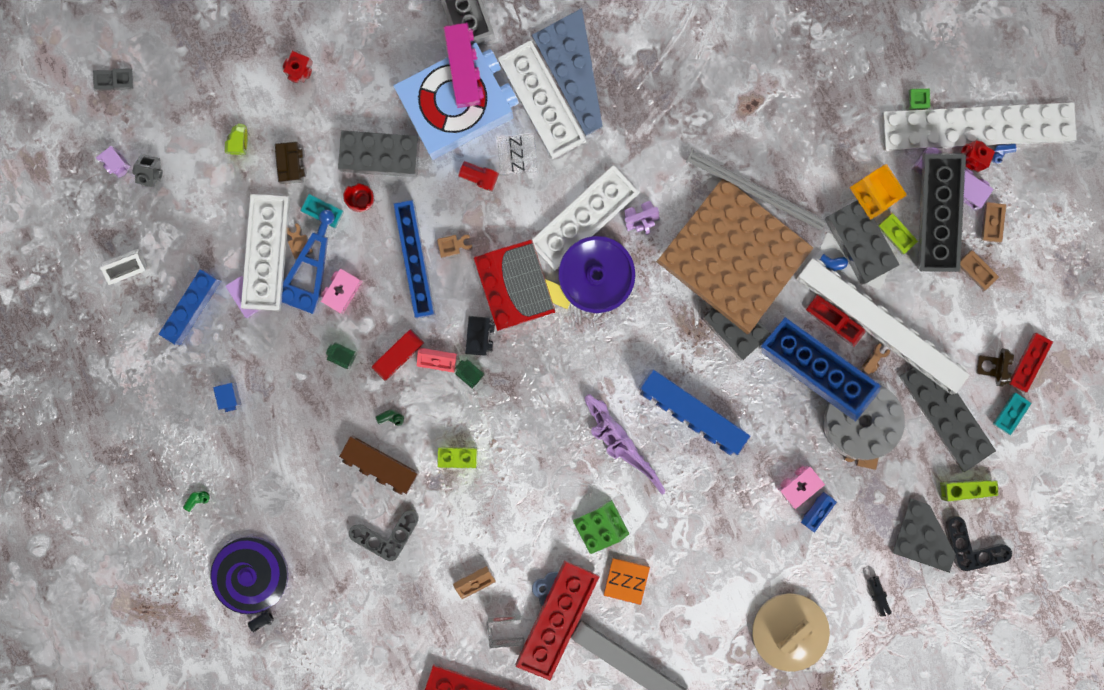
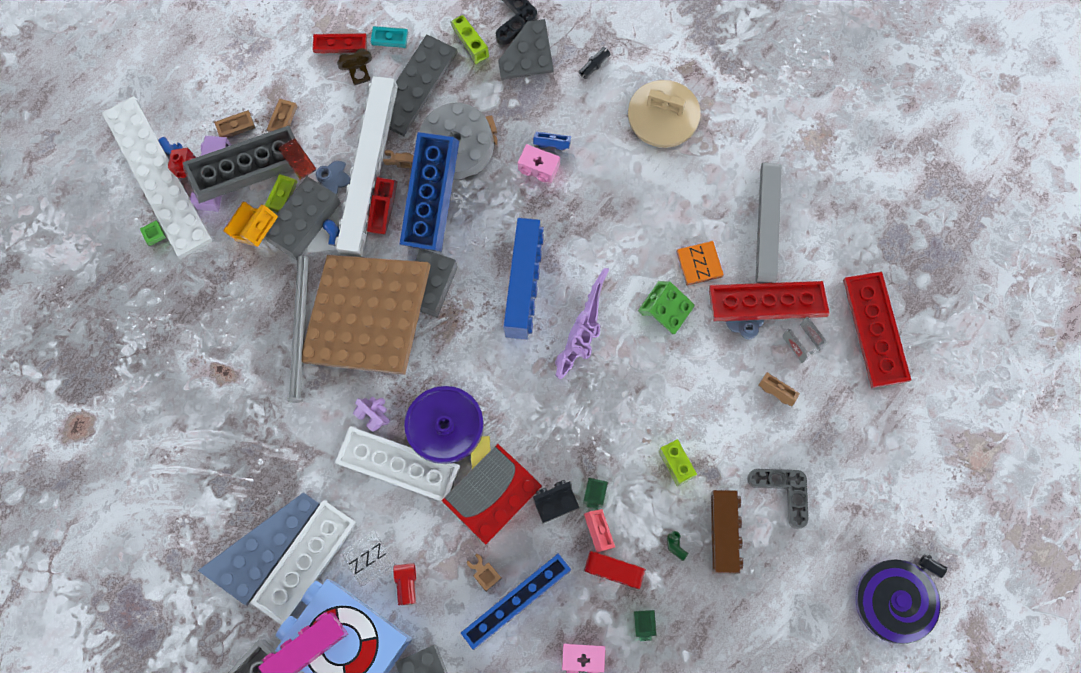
camera: 115 degrees left, 15 degrees down
(888, 292) = (335, 178): none -> sand blue plate
(920, 263) = (297, 158): none -> clear red plate

